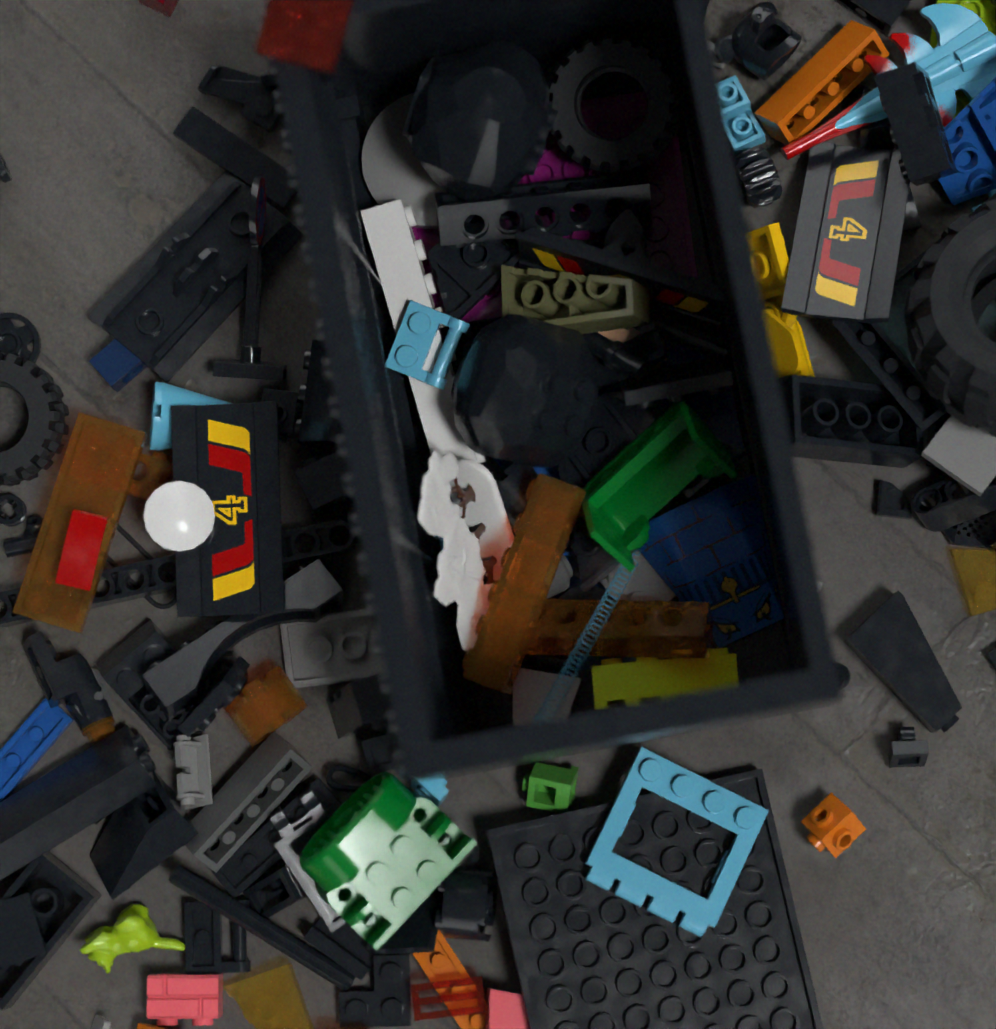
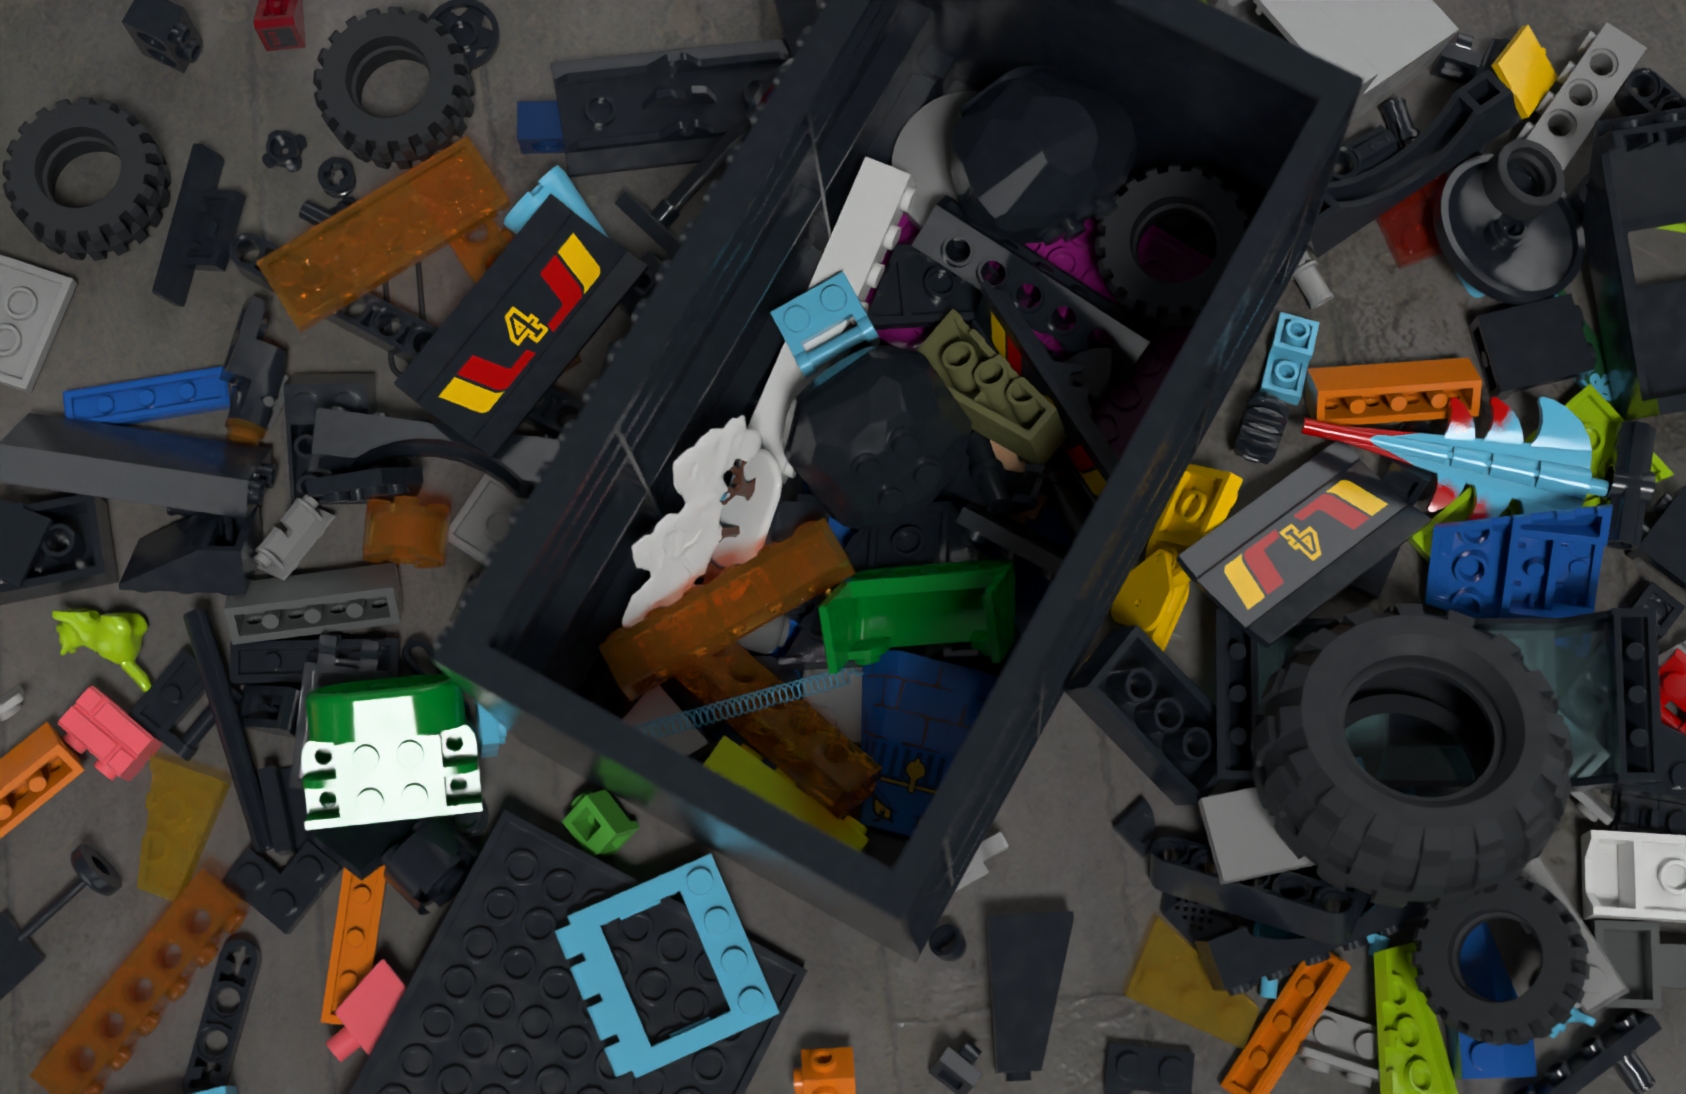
camera: 25 degrees right, 5 degrees down
(81, 549) = (361, 254): red slope -> none
(179, 516) = (472, 294): white dish -> none
(478, 994) = (369, 956): clear red tile -> none
(759, 42) = (1365, 309): black piece -> none
(915, 124) = (1447, 491): black wedge -> none

